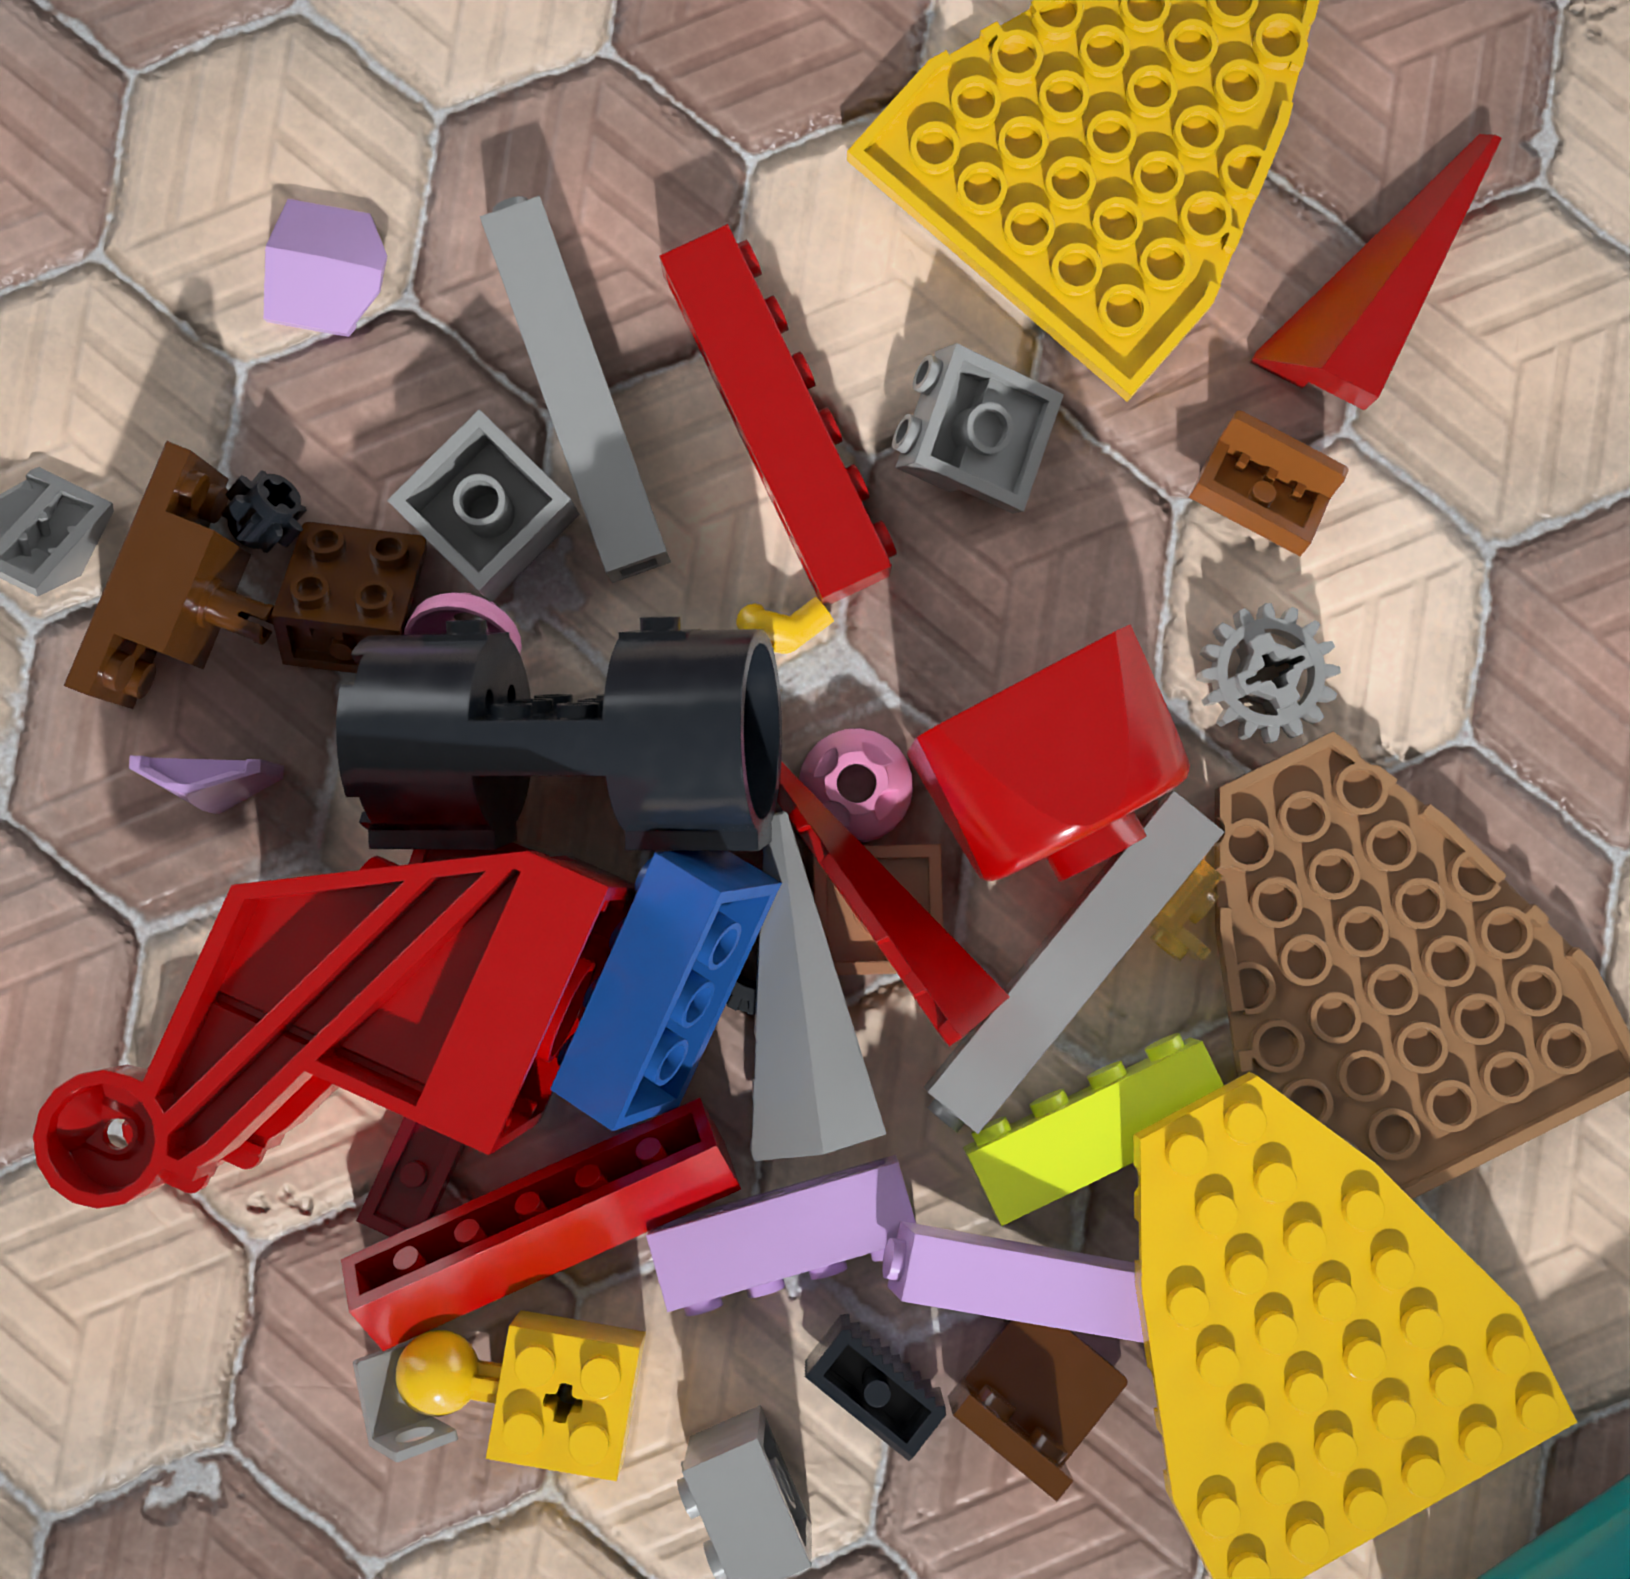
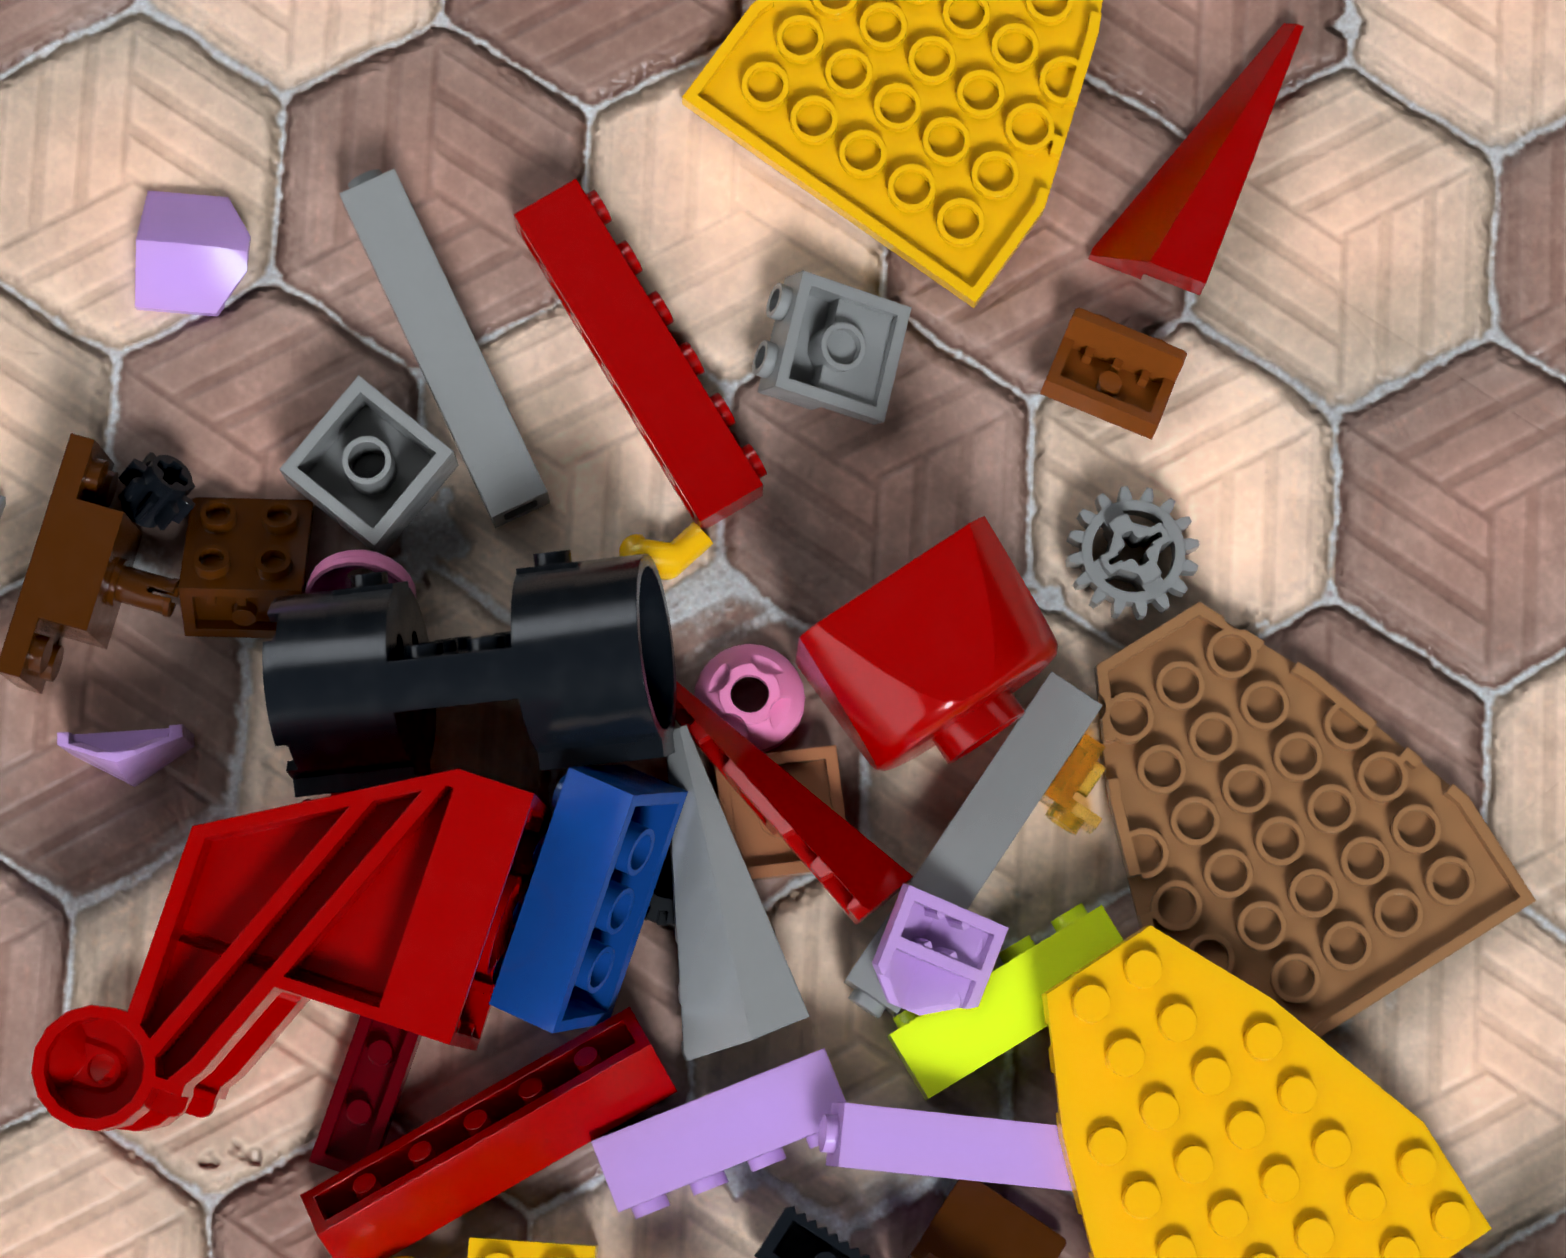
camera: 10 degrees left, 5 degrees down
(1025, 1079) = (935, 954): none -> lavender slope

